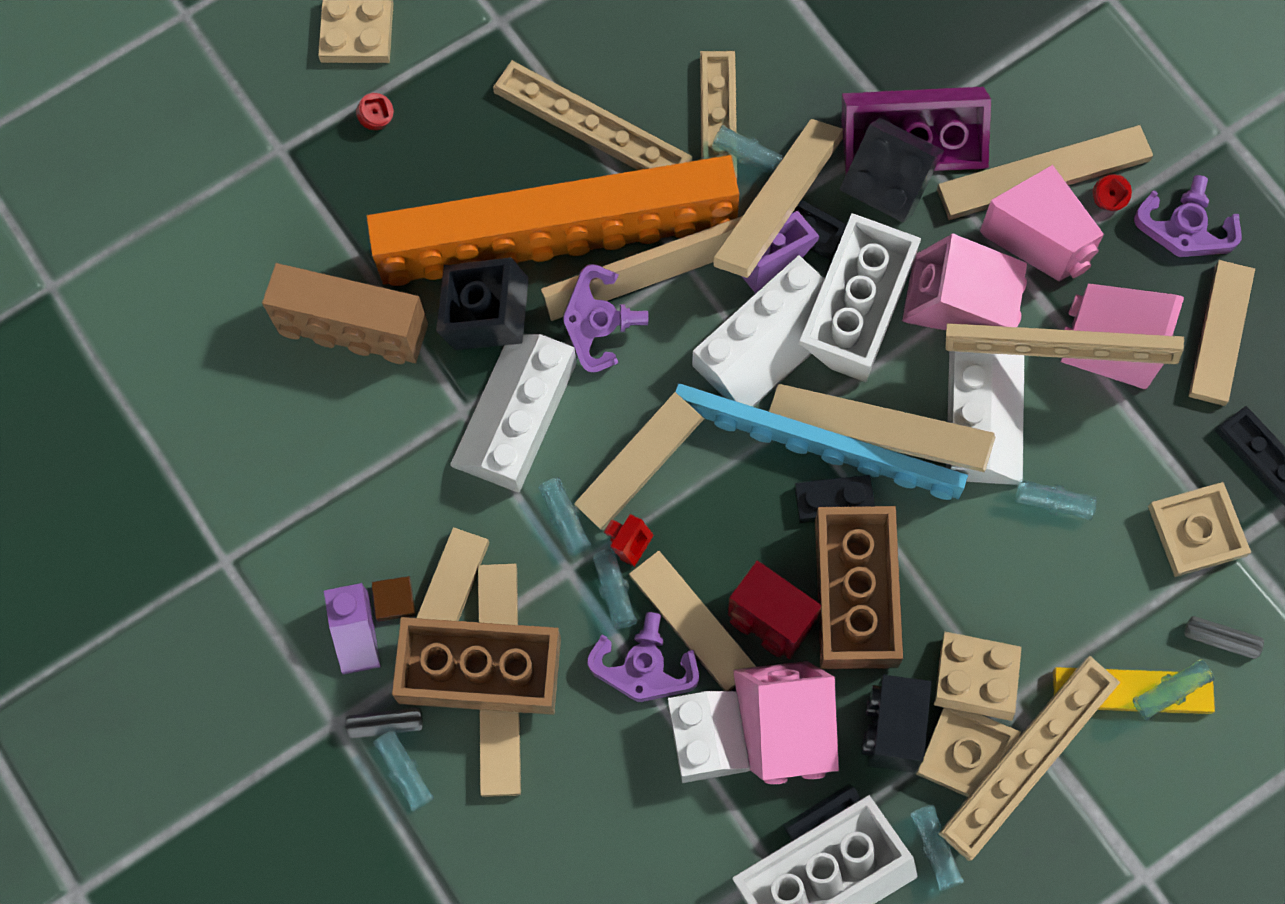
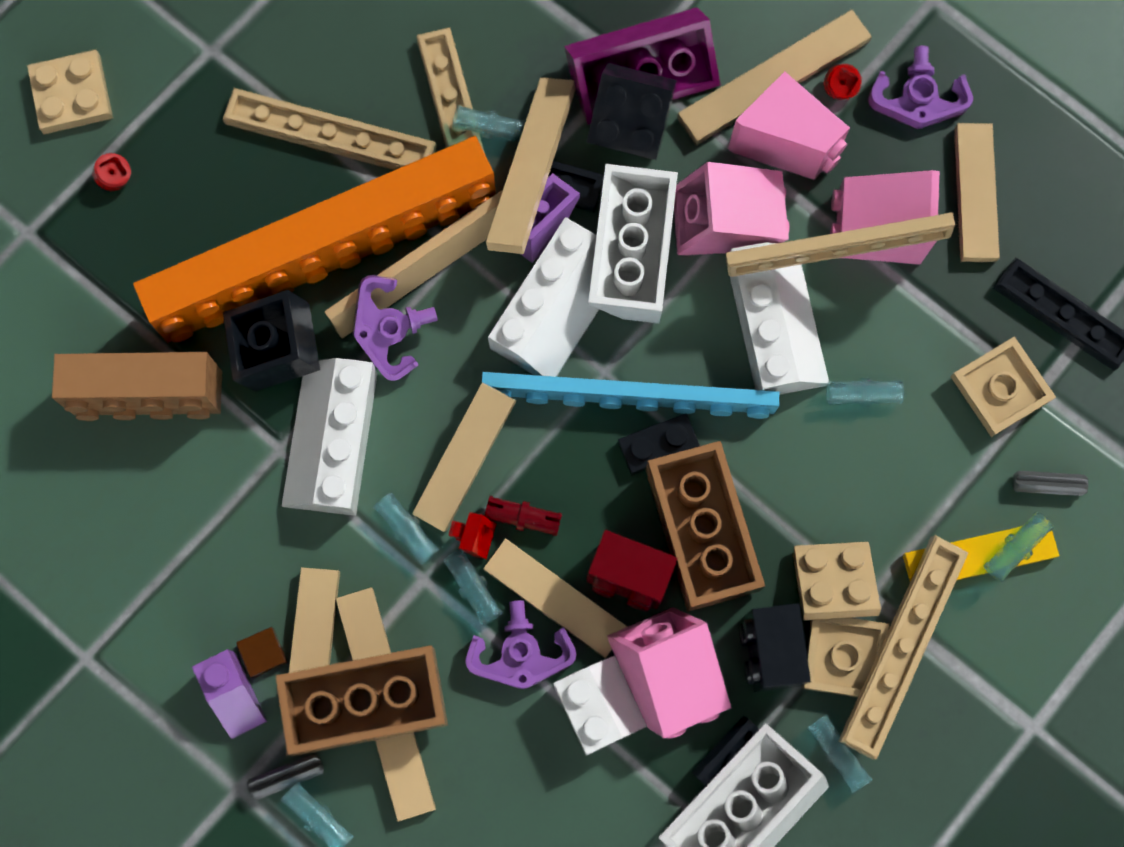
camera: 20 degrees left, 5 degrees up
(682, 533) = (523, 515): none -> dark red pin
(887, 427) = (690, 365): tan tile -> none

